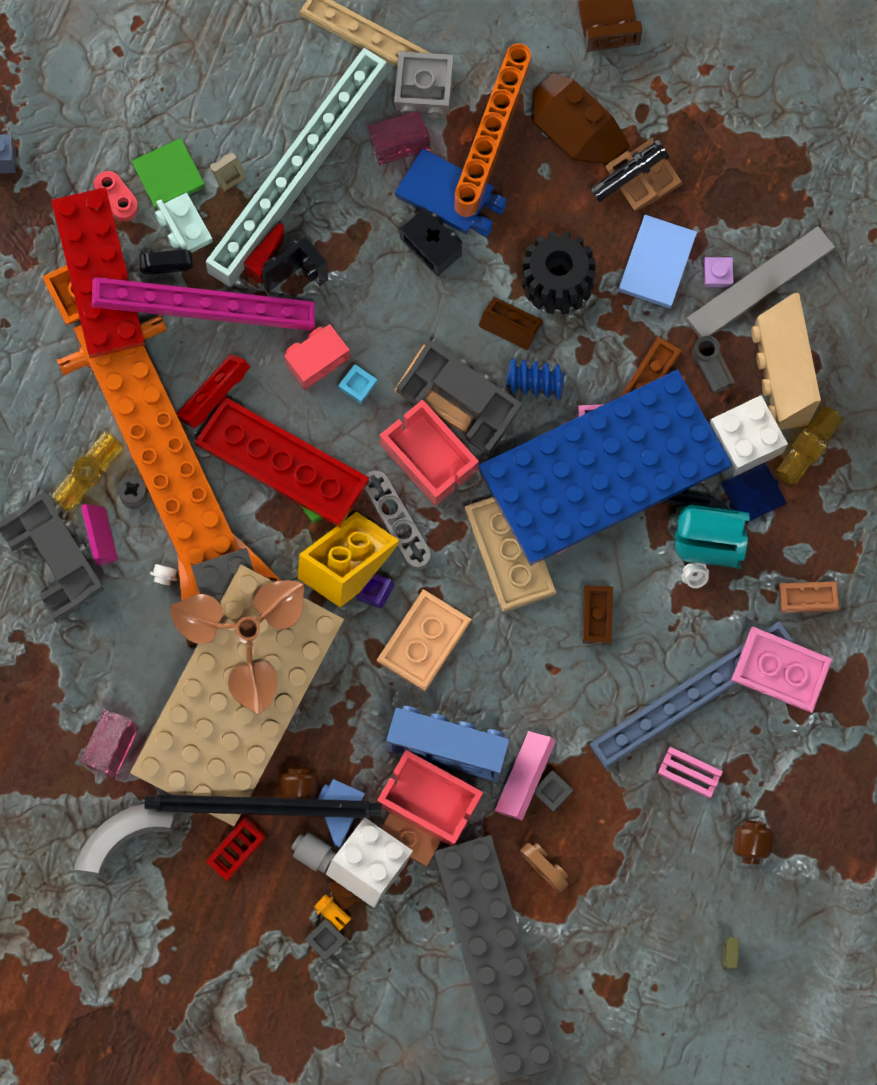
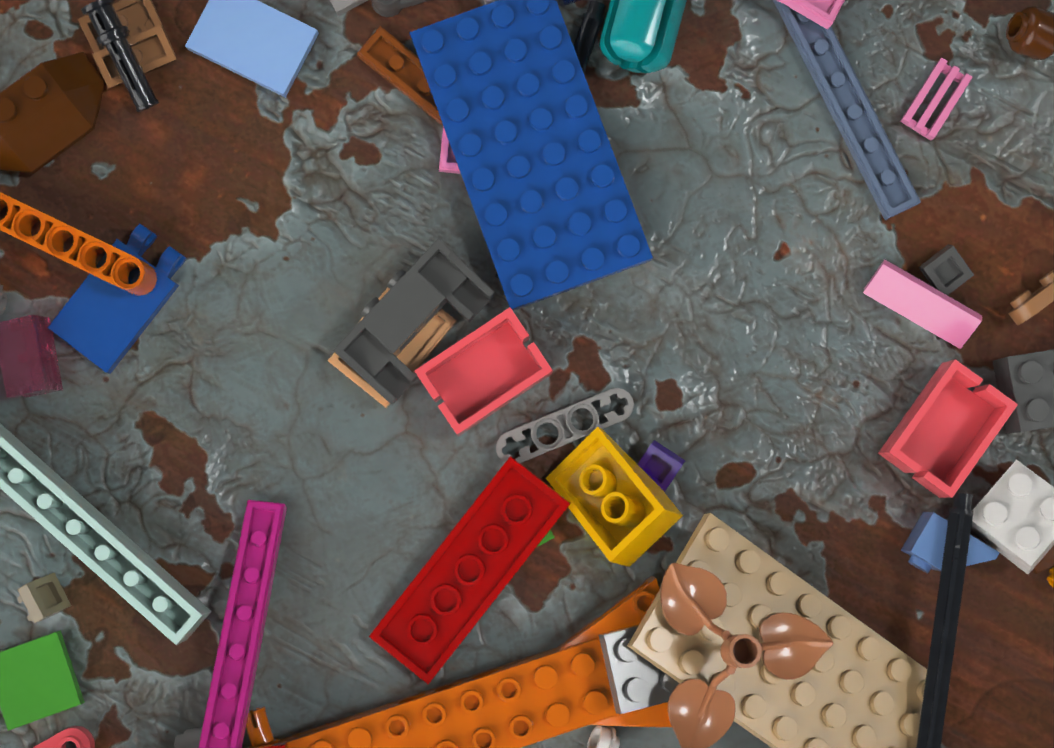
camera: 85 degrees left, 10 degrees up
(165, 262) = (163, 697): black beam -> none
(183, 223) = (111, 665): light aqua bracket -> none
(213, 391) = (357, 651): red plate -> none
(244, 855) = (964, 663): red slope -> none
(266, 250) = (174, 562): red slope -> none
(296, 255) = (182, 518): black bracket -> none
(299, 784) = (909, 596): reddish brown head -> none
(313, 852) = (995, 586): light grey brick -> none
(316, 356) = (326, 506): coral brick -> none
(357, 384) = (372, 455): medium azure plate -> none
(412, 837) = (991, 465): nougat plate -> none
(424, 640) = (729, 411): light nougat tile -> none
(434, 255) = (203, 330): black brick -> none
(447, 744) = (881, 396): medium blue brick -> none
(506, 565) = (638, 293): tan tile -> none
(510, 323) = (312, 242): reddish brown slope -> none
(535, 379) = (396, 219): blue piece -> none
(558, 272) = (239, 152): black wheel -> none
(597, 615) = (723, 184): reddish brown plate -> none
(697, 579) = (686, 53): white plate -> none

